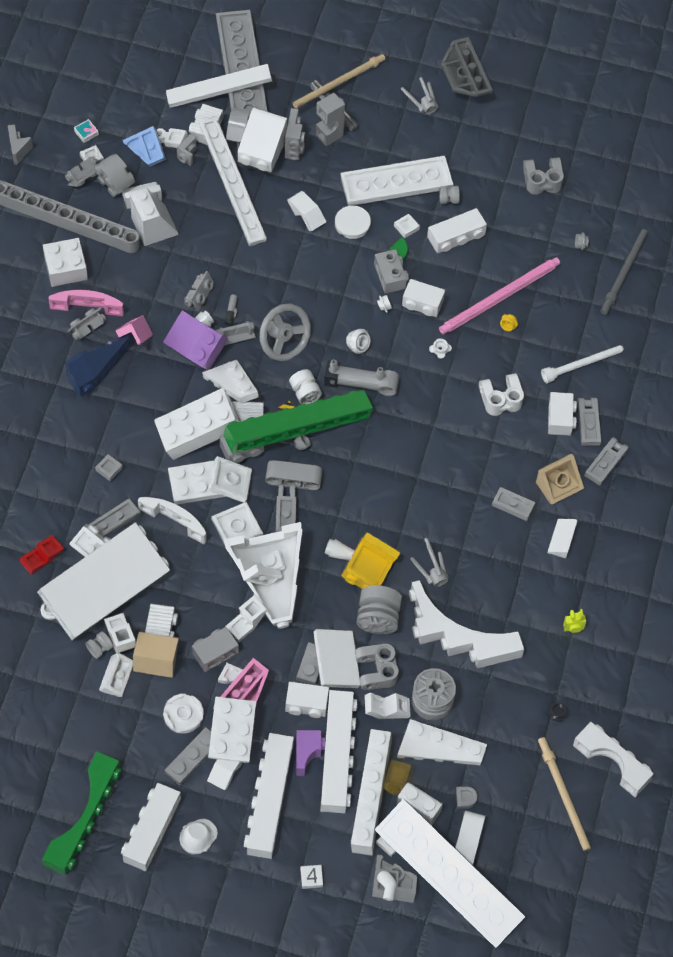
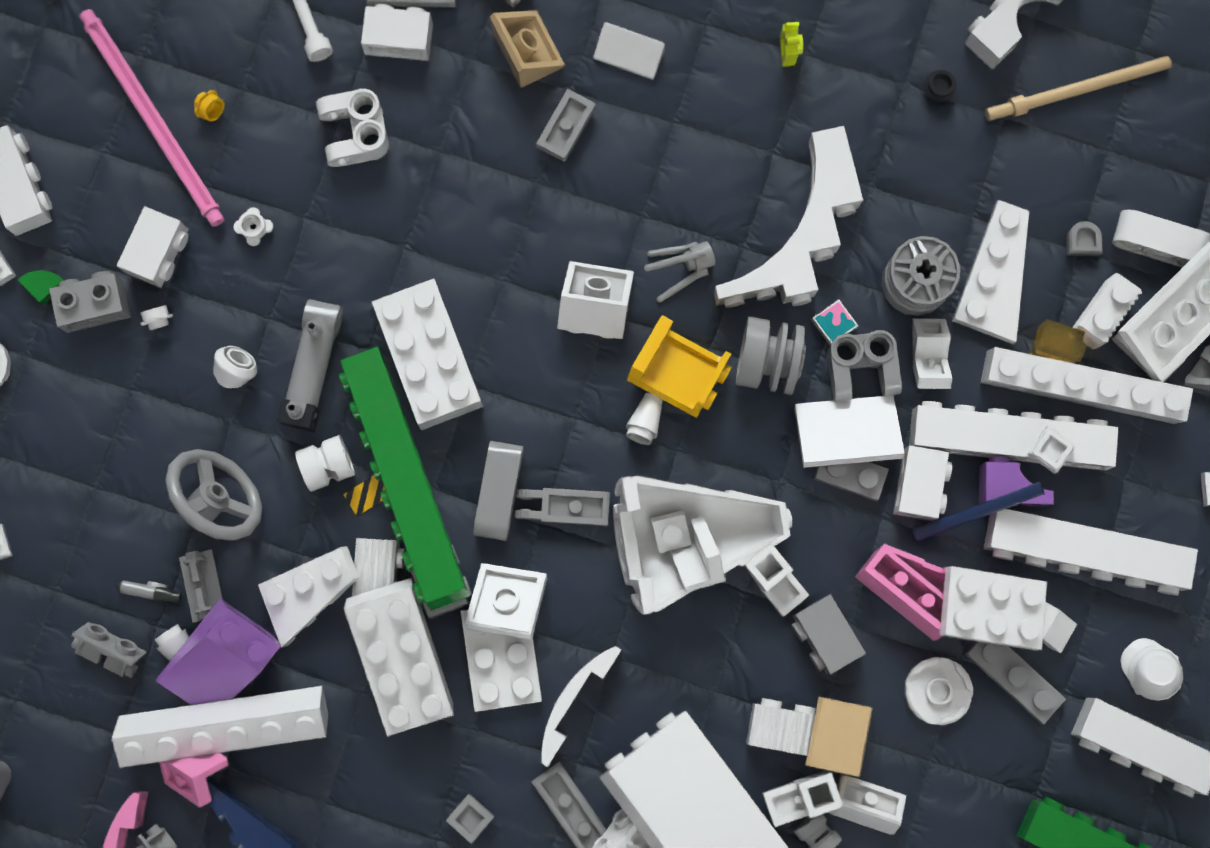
camera: 85 degrees left, 20 degrees up
(158, 344) = (220, 726): none -> white brick
(229, 674) = (868, 610): white tile -> none
(237, 522) = (590, 592): white tile -> none
(290, 726) = (979, 511): none -> dark blue bar
(302, 442) = (435, 472): light grey hinge -> none
(329, 765) = (1051, 449): none -> white tile
(370, 435) = (427, 354): none -> white brick
(404, 653) = (834, 322): none -> tile
(408, 521) = (595, 300): none -> white slope

